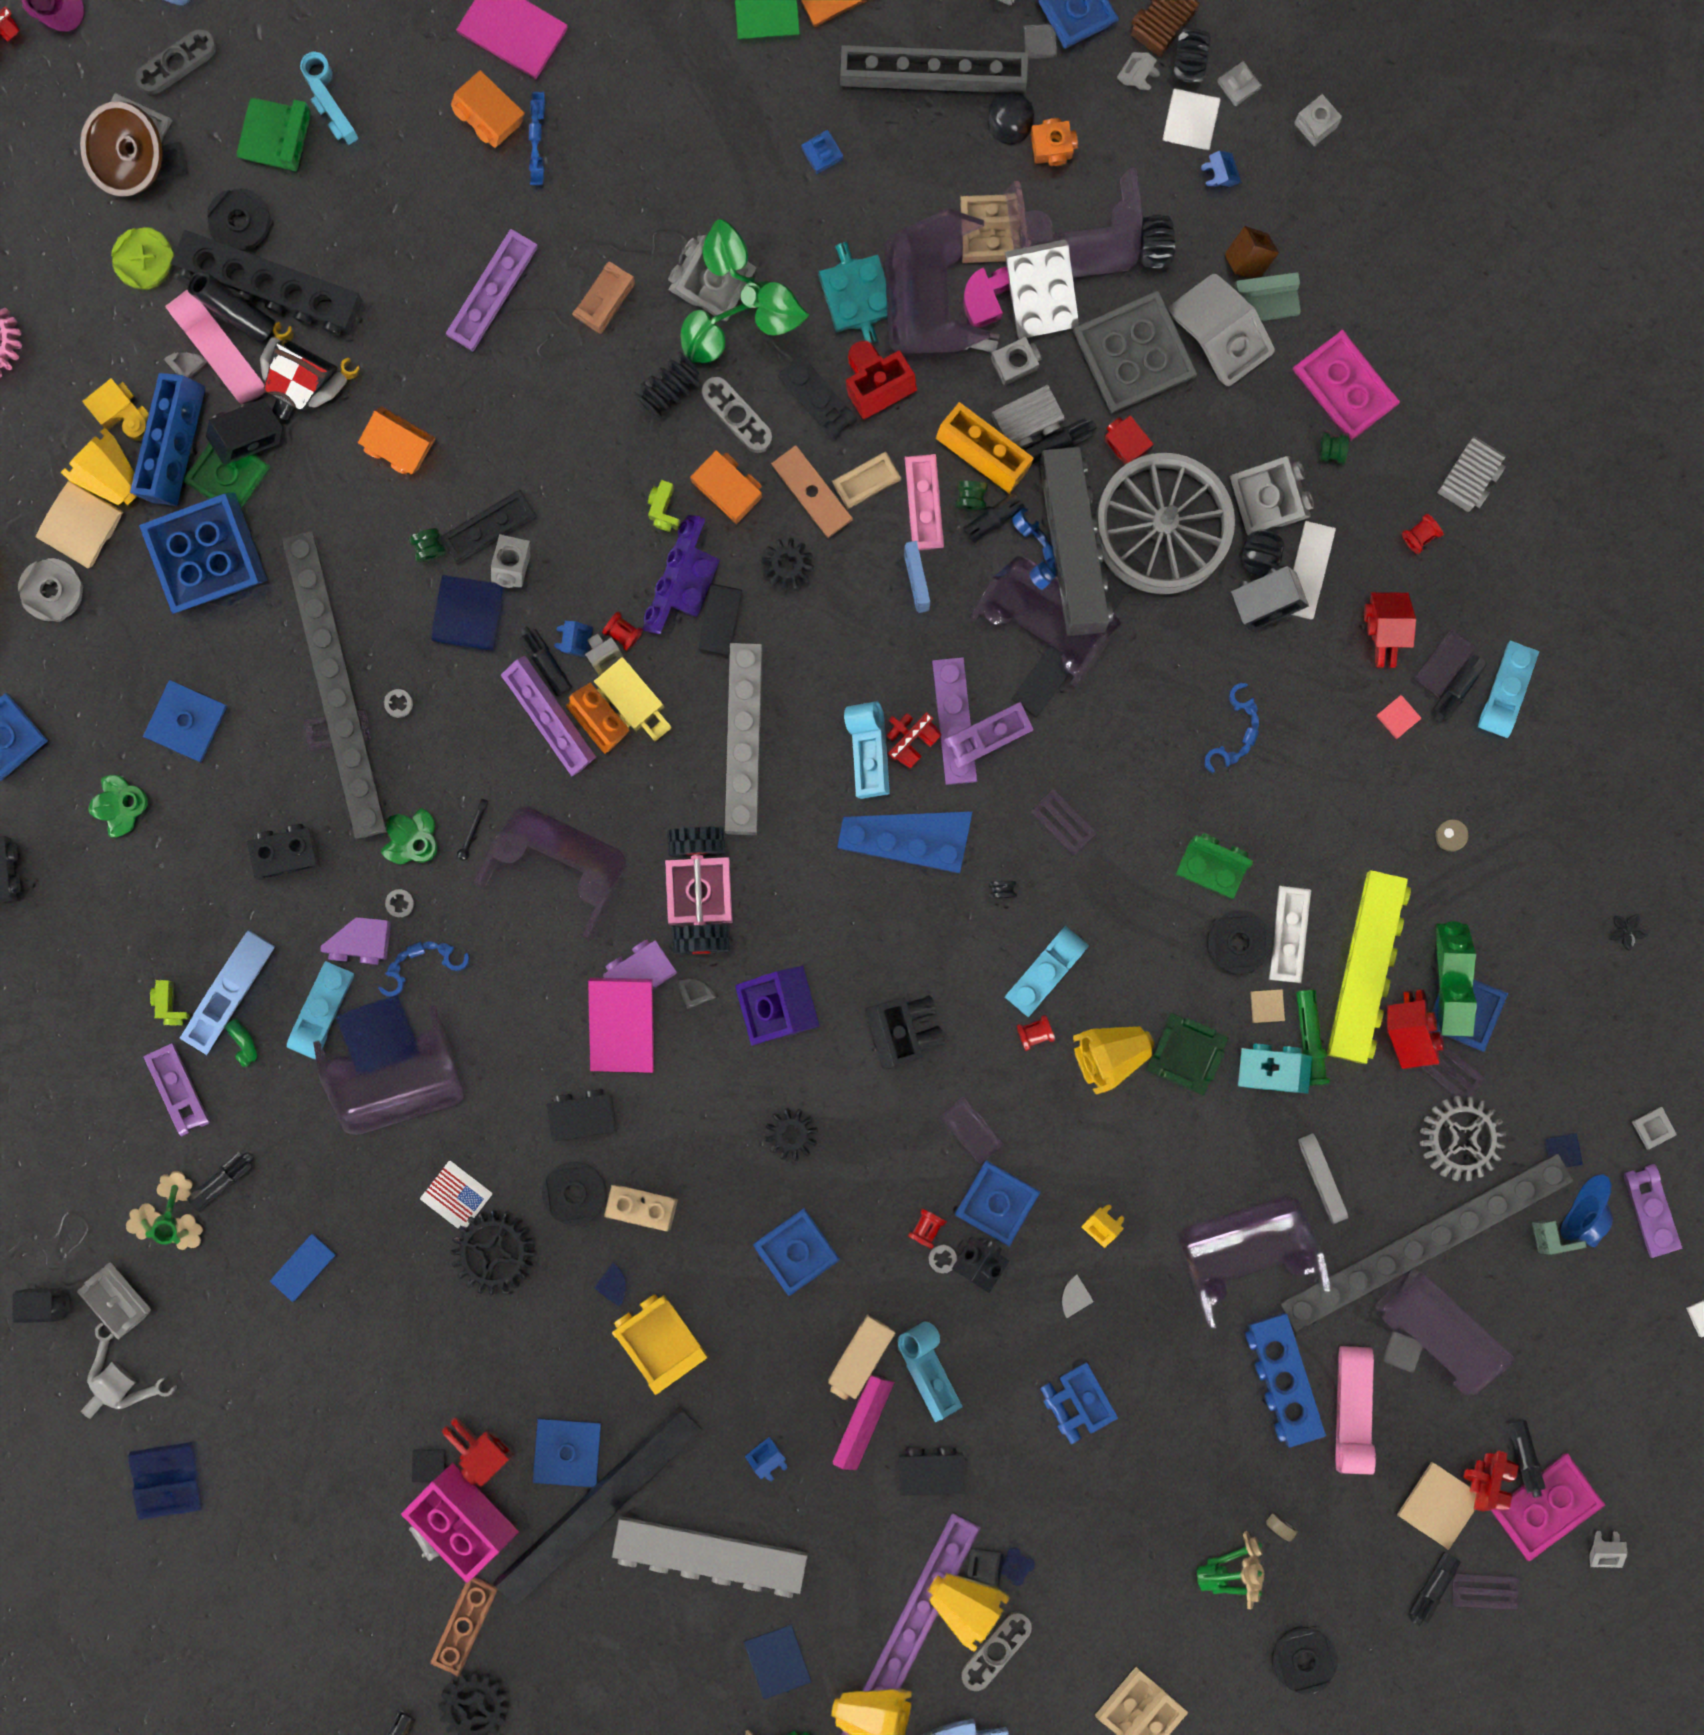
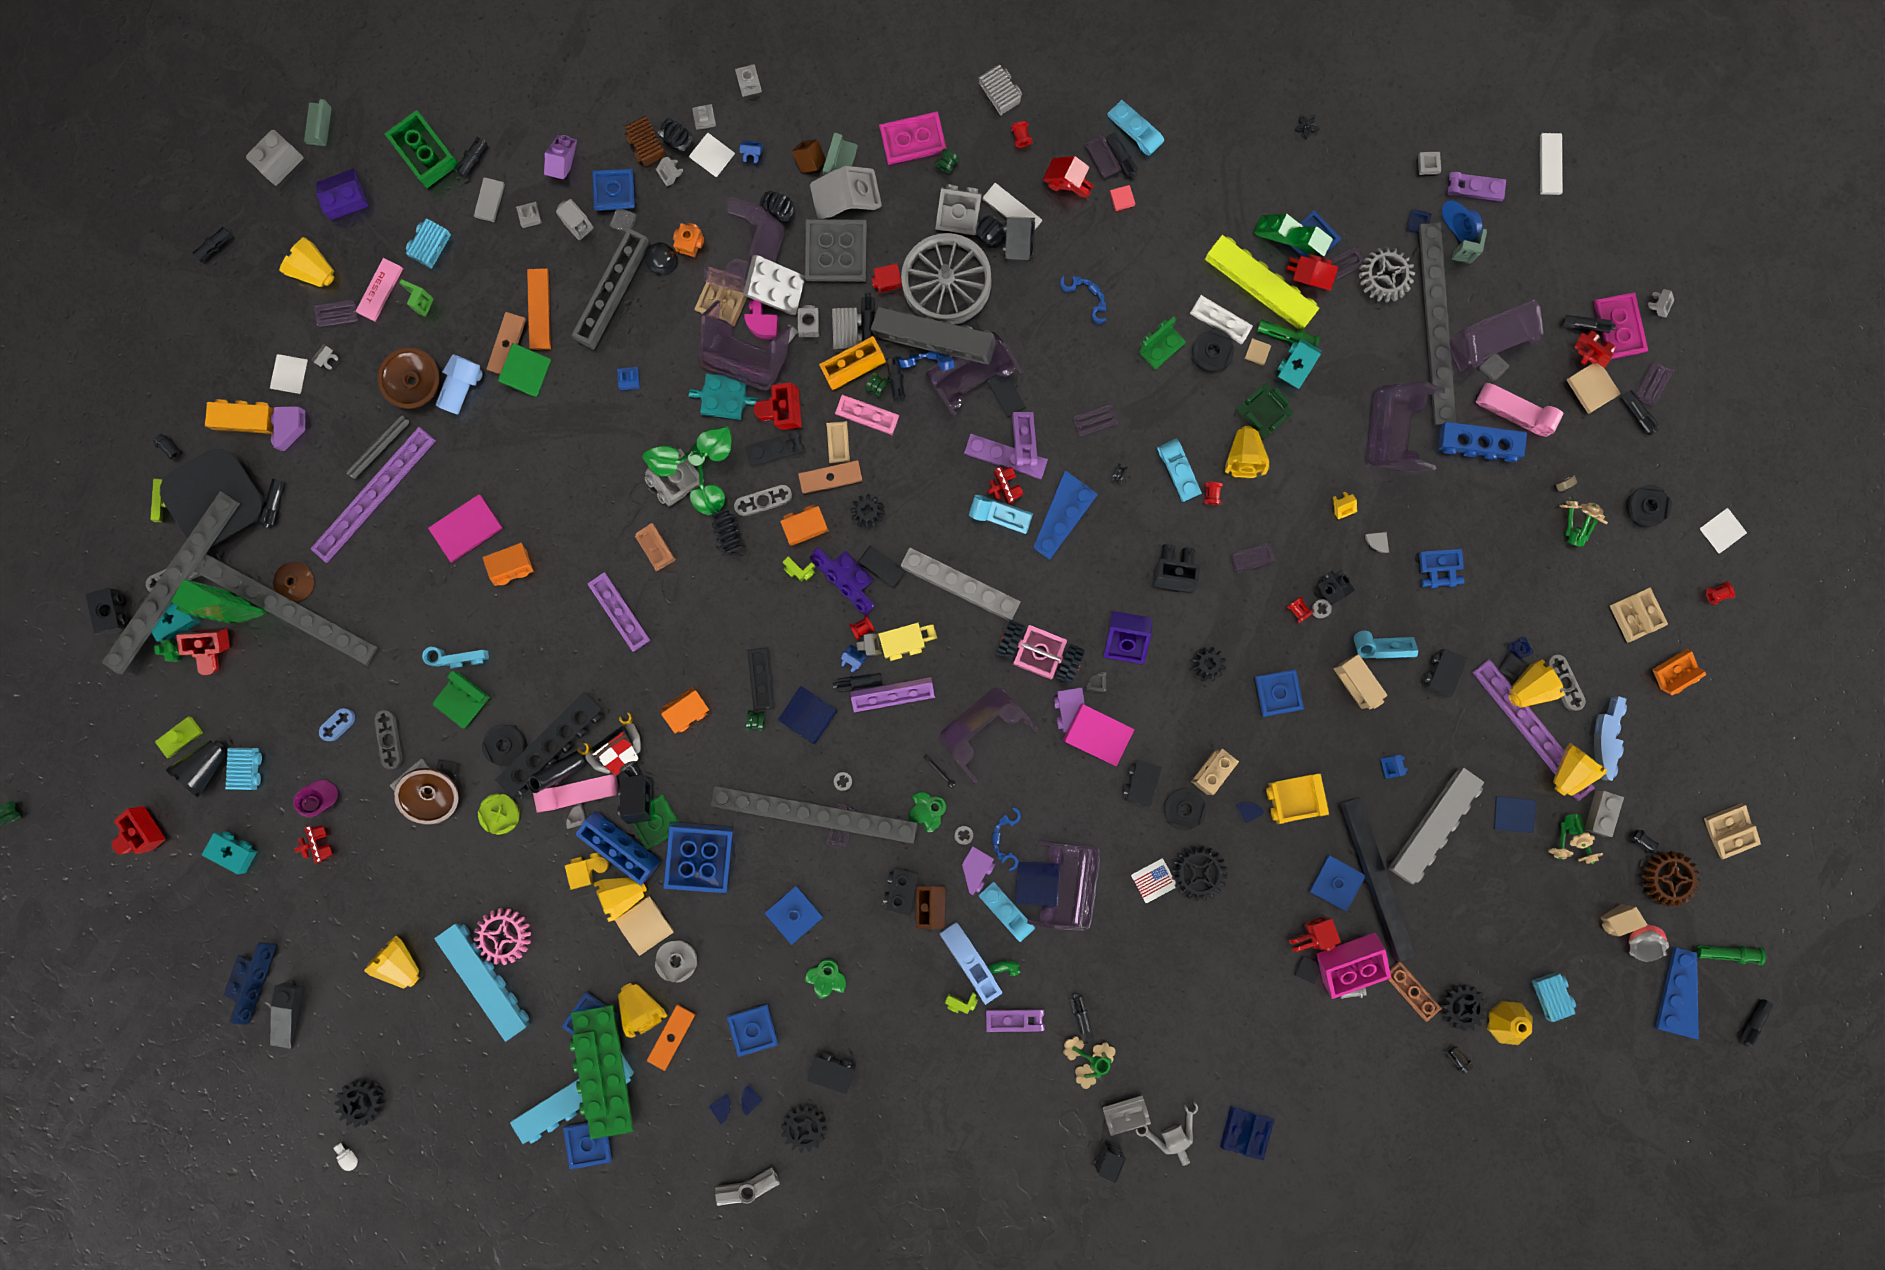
camera: 65 degrees left, 0 degrees up
(278, 901) = (930, 907): none -> reddish brown brick
(303, 1267) = (1156, 992): blue tile -> none
(510, 550) = (782, 672): light grey brick -> none
(537, 112) = (539, 542): blue piece -> none
(597, 717) = (907, 665): orange bracket -> none
(863, 1423) = (1400, 699): dark pink tile -> none
(916, 577) = (911, 437): medium blue tile -> none
(997, 1203) = (1303, 561): blue plate -> none
(1323, 1178) = (1373, 365): light grey beam -> none
(1451, 835) = (1206, 199): dark tan tile -> none

